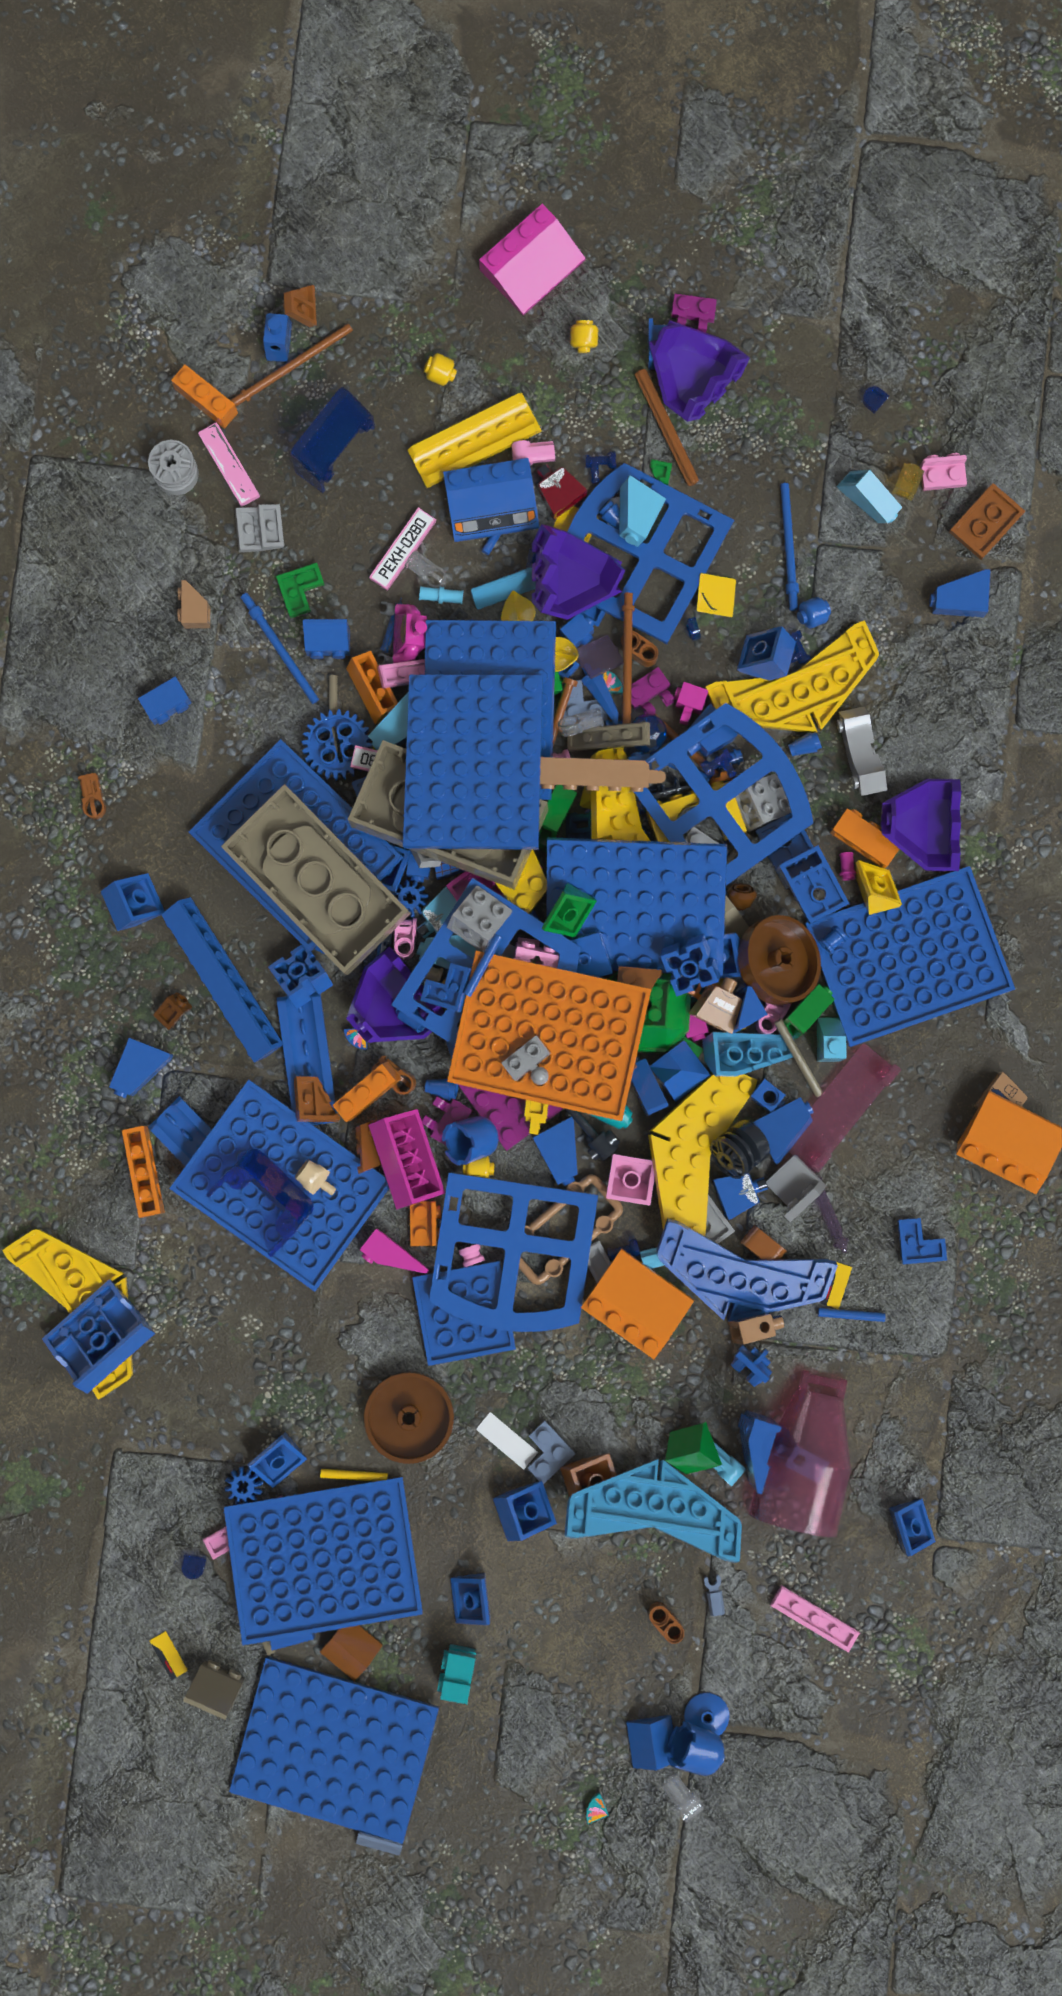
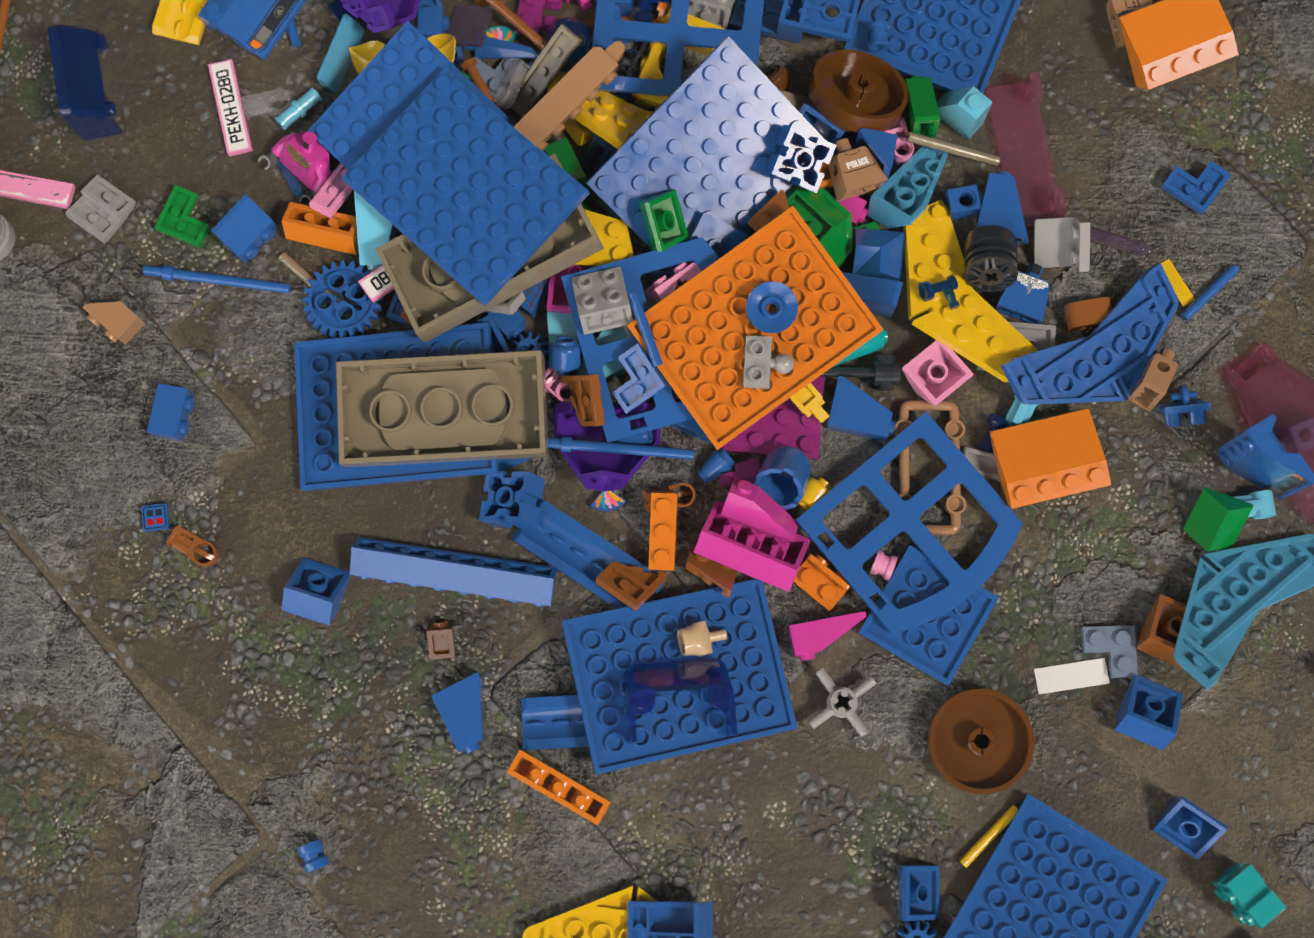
camera: 40 degrees left, 5 degrees down
(89, 754) = (155, 517): none -> blue tile
(364, 1301) = (852, 696): none -> light grey bar
(368, 980) = (567, 444): none -> blue bar
(406, 965) = (586, 398): none -> dark orange wing
(424, 925) = (564, 355): none -> blue head
(433, 1143) = (757, 509): none -> dark pink slope
(569, 1048) = (775, 294): none -> blue dish
(693, 1136) = (927, 290): none -> piece

